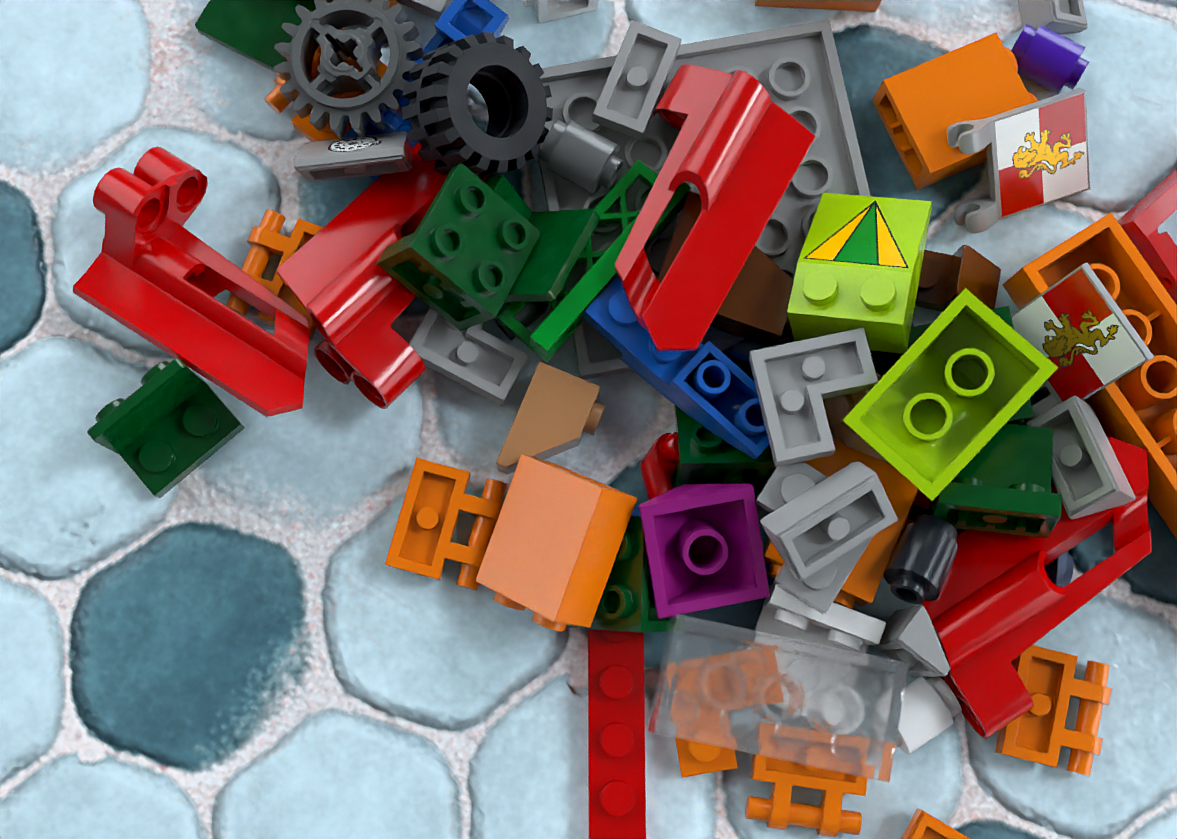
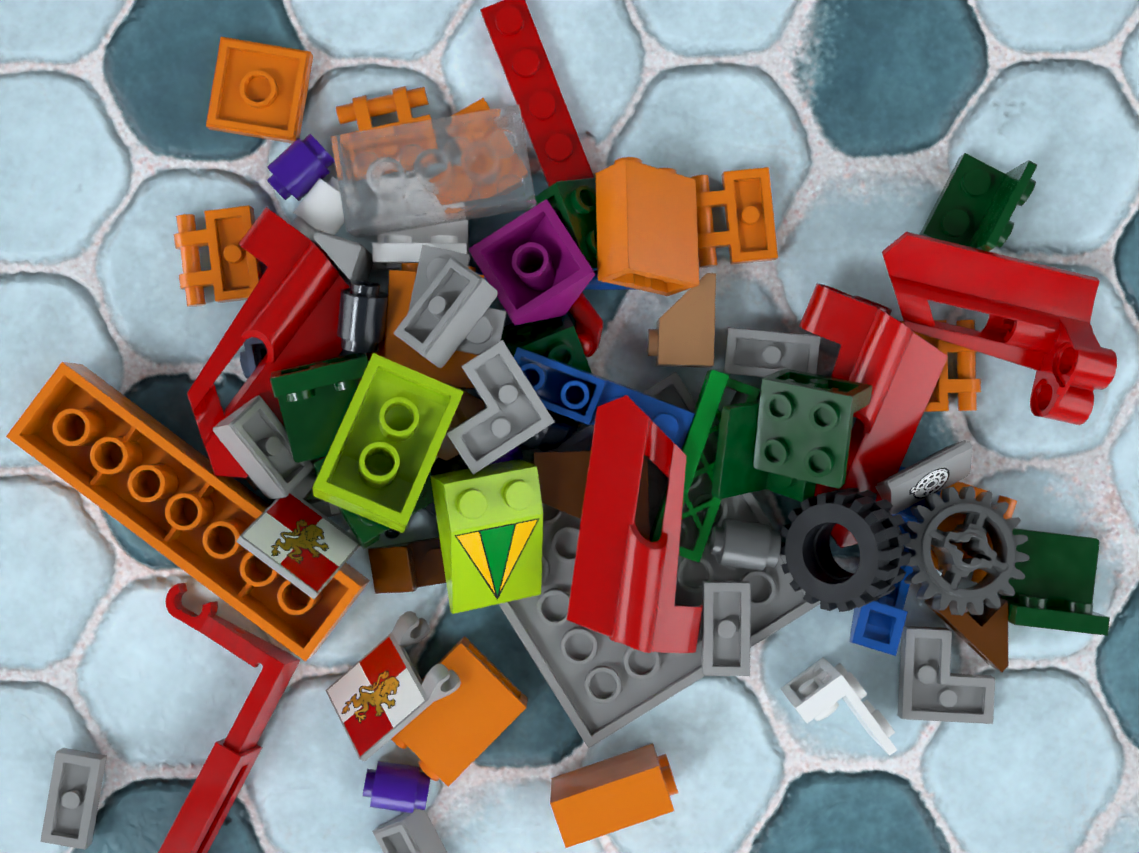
camera: 170 degrees right, 10 degrees up
(928, 776) = (299, 168): none -> dark purple brick

